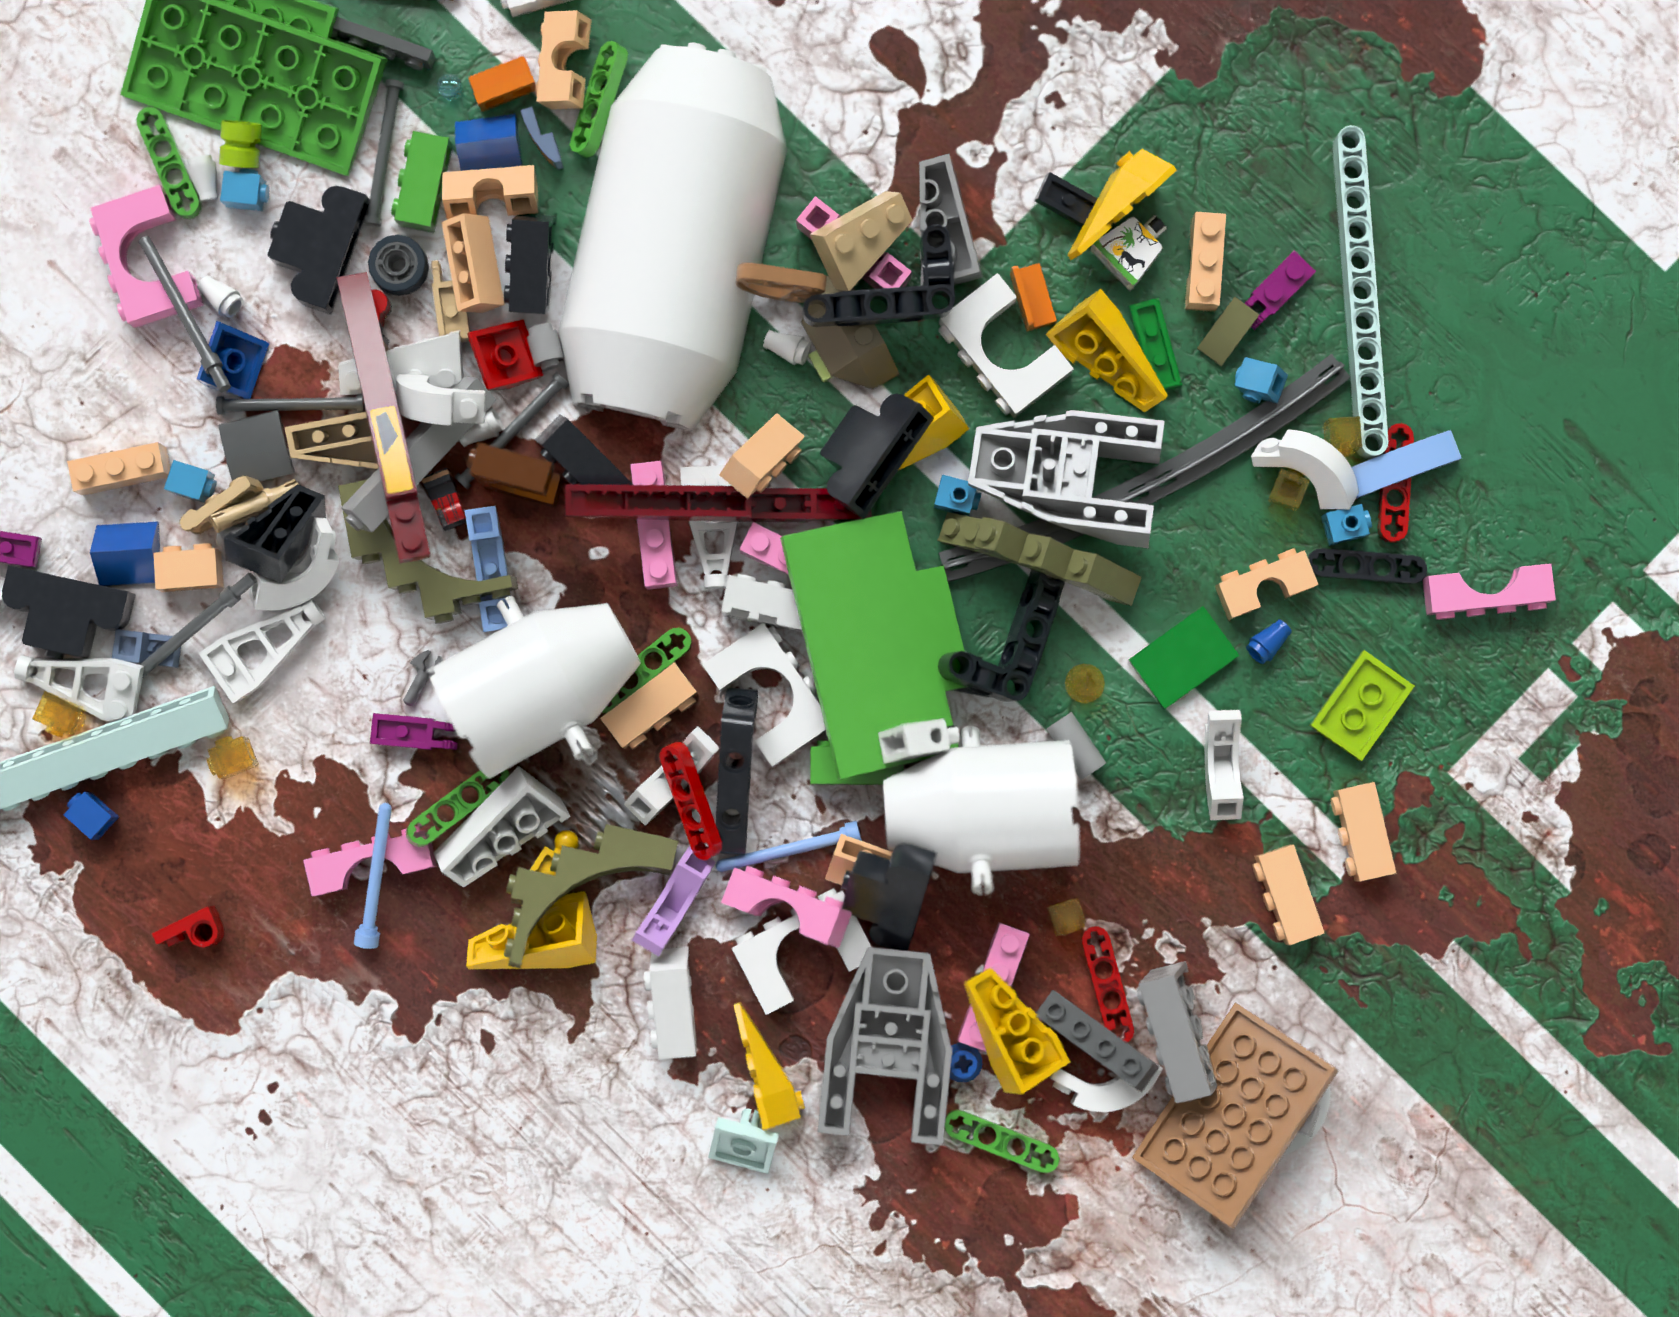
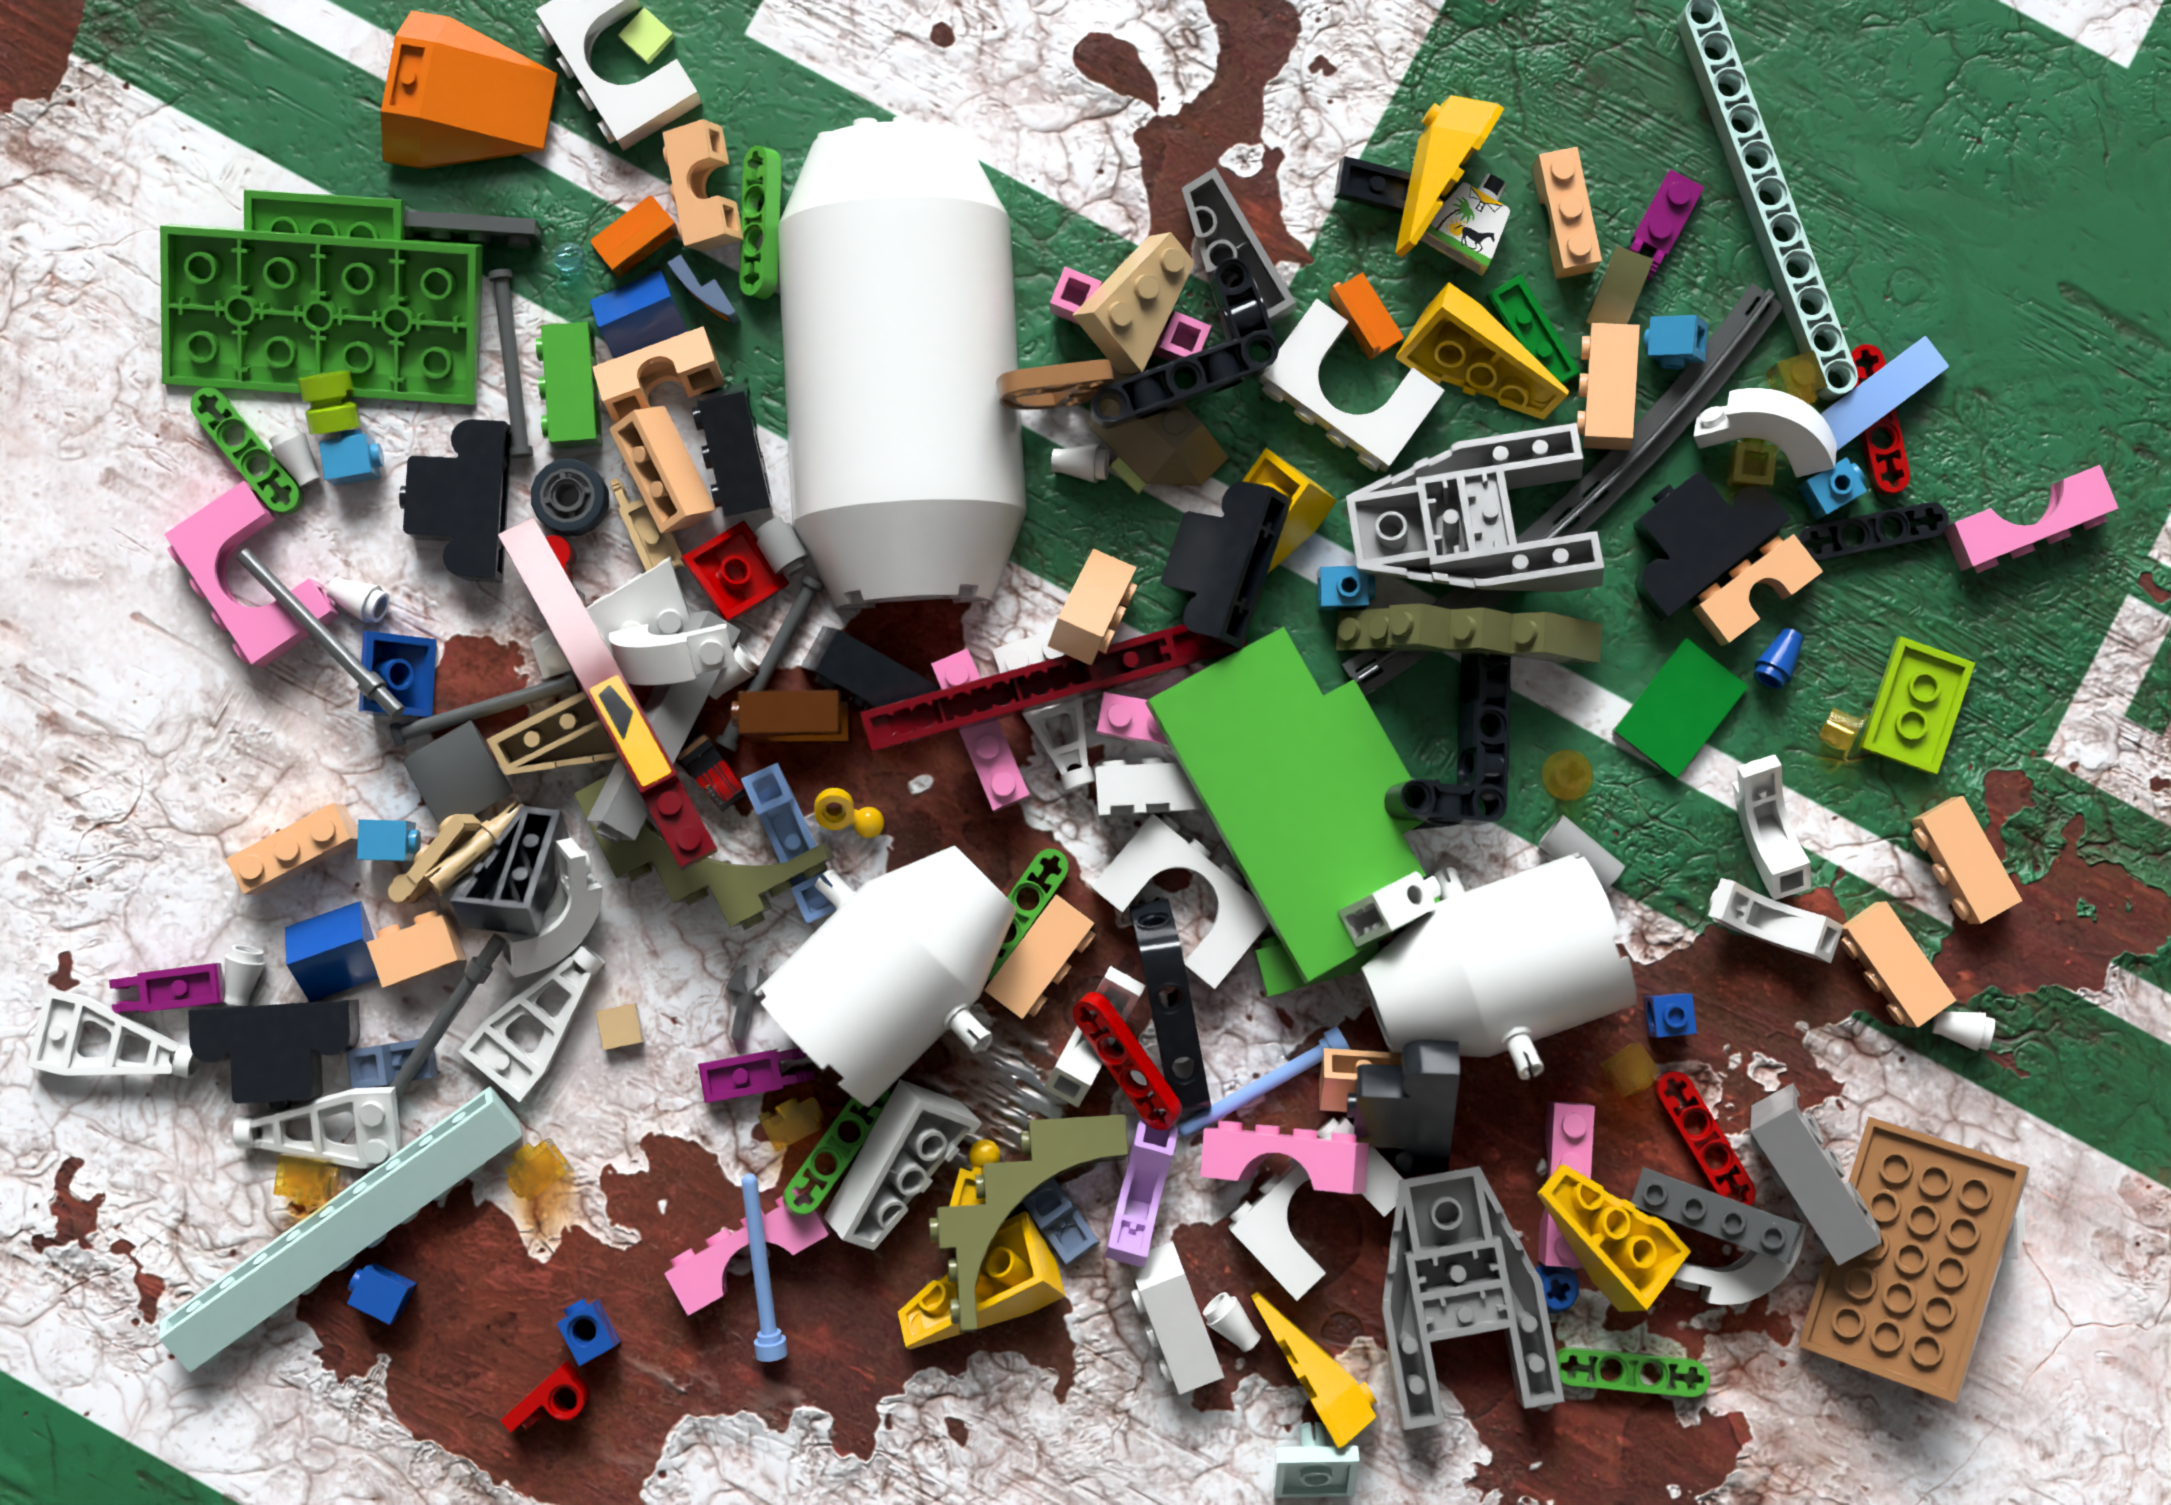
camera: 20 degrees left, 0 degrees up
(55, 549) = (242, 972): none -> white cone
(247, 893) = (584, 1348): none -> blue brick
(323, 669) = (619, 1026): none -> tan tile
(430, 776) = (792, 1122): none -> clear yellow brick
(549, 569) = (867, 821): none -> yellow plate
(608, 907) = (1061, 1222): none -> sand blue slope
(713, 1016) = (1230, 1320): none -> white cone
(1107, 883) = (1670, 1015): none -> blue brick
(1198, 400) = (1609, 386): none -> light nougat brick
(1205, 835) = (1774, 921): none -> white arch
(1234, 534) = (1699, 538): none -> black brick
(1300, 708) = (1842, 730): none -> clear yellow piece
(1327, 957) = (1965, 1028): none -> white cone

